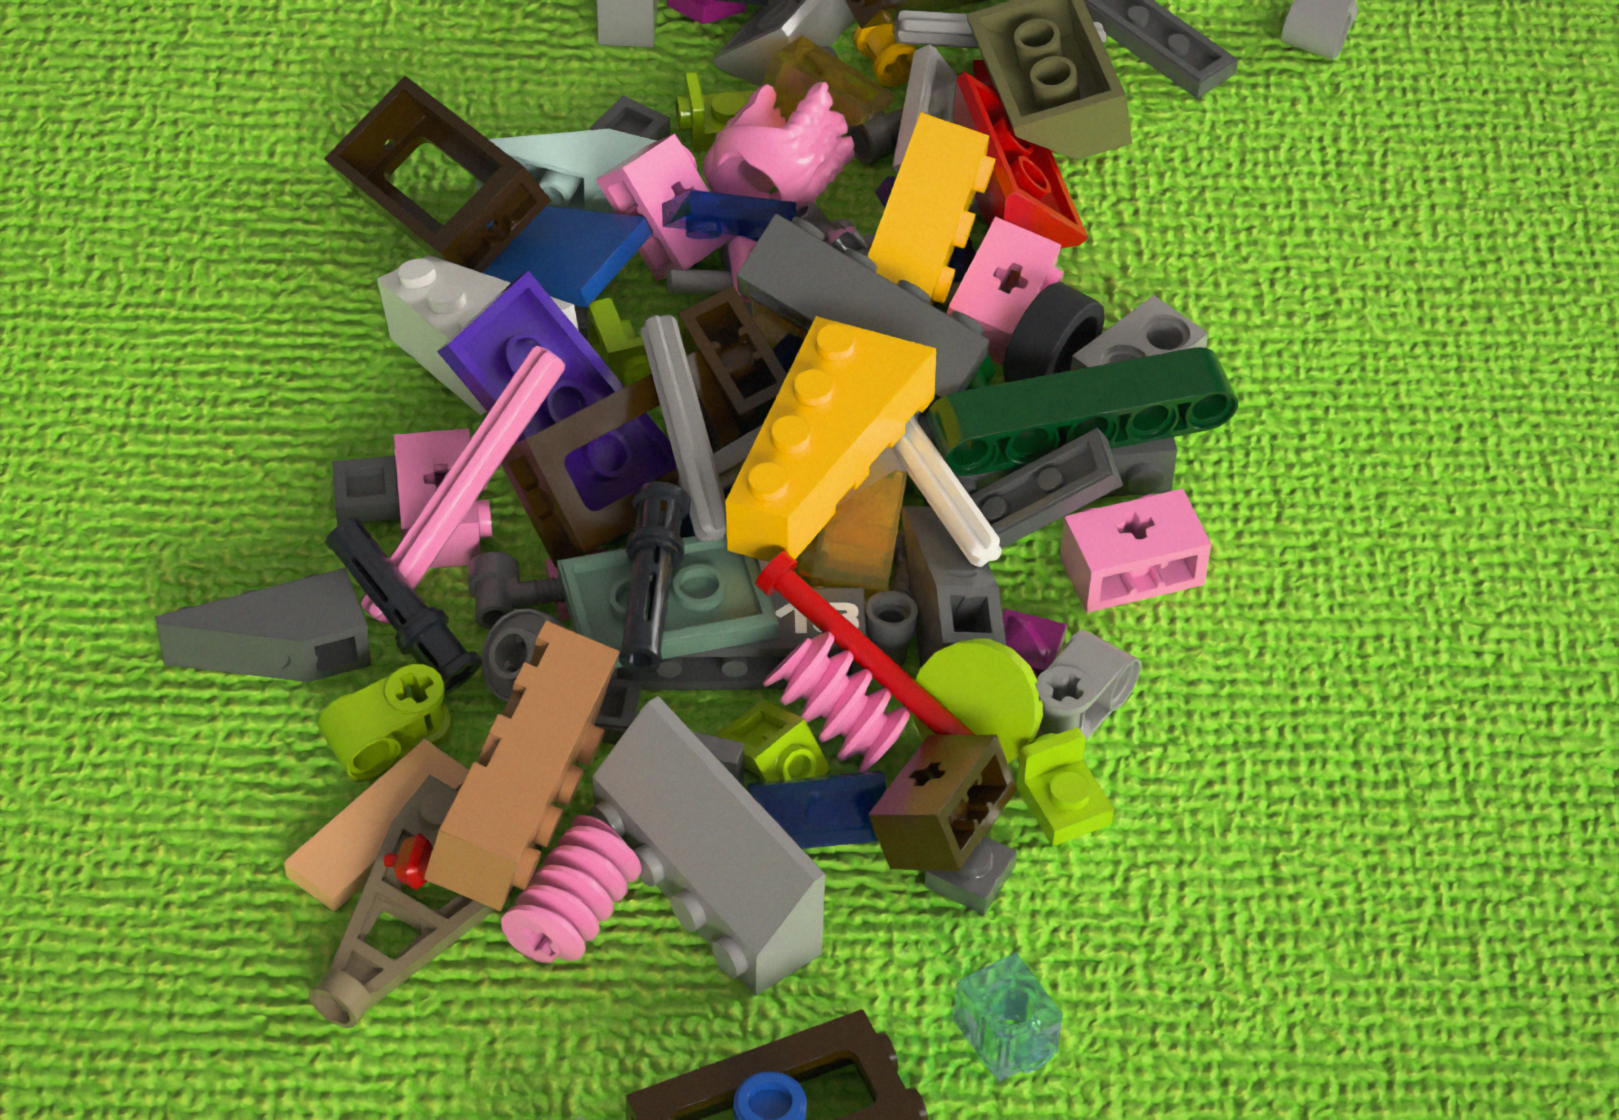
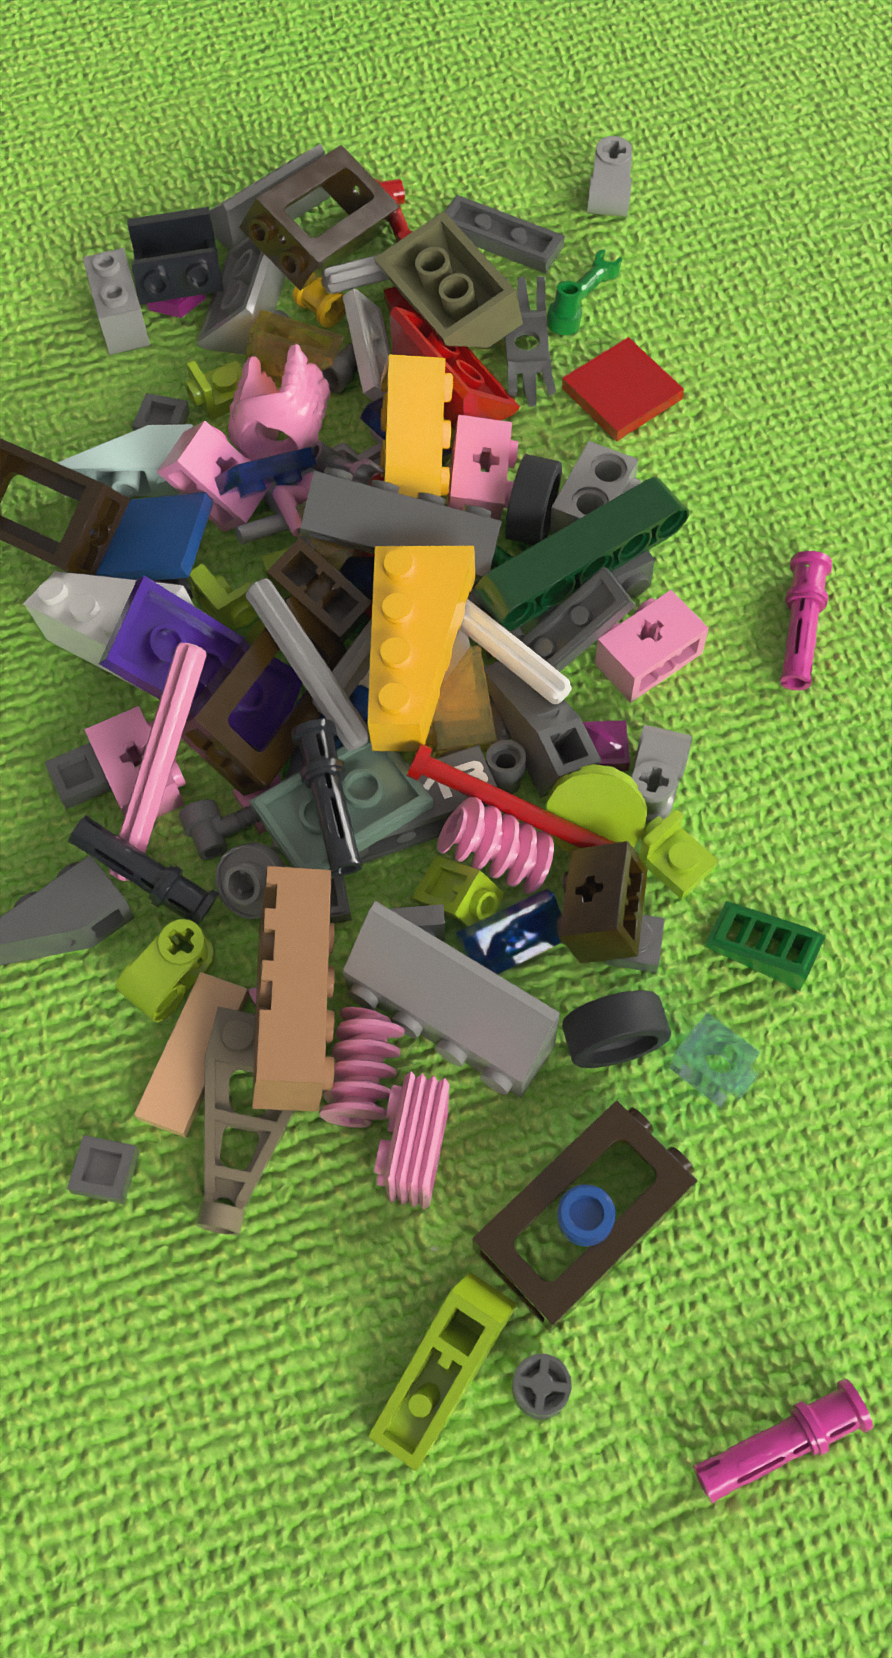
camera: 15 degrees left, 15 degrees up
(225, 906) = (103, 1169): none -> flat silver plate
(411, 860) = (234, 1089): red rock -> none
(601, 976) = (418, 1125): none -> bright pink brick
(903, 909) = (616, 1029): none -> black tyre
(1134, 192) = (534, 360): none -> dark grey piece
(1152, 959) = (786, 932): none -> green slope
(1206, 129) = (565, 311): none -> green brick
(1235, 256) = (622, 388): none -> red tile
(1360, 559) = (805, 601): none -> dark pink pin

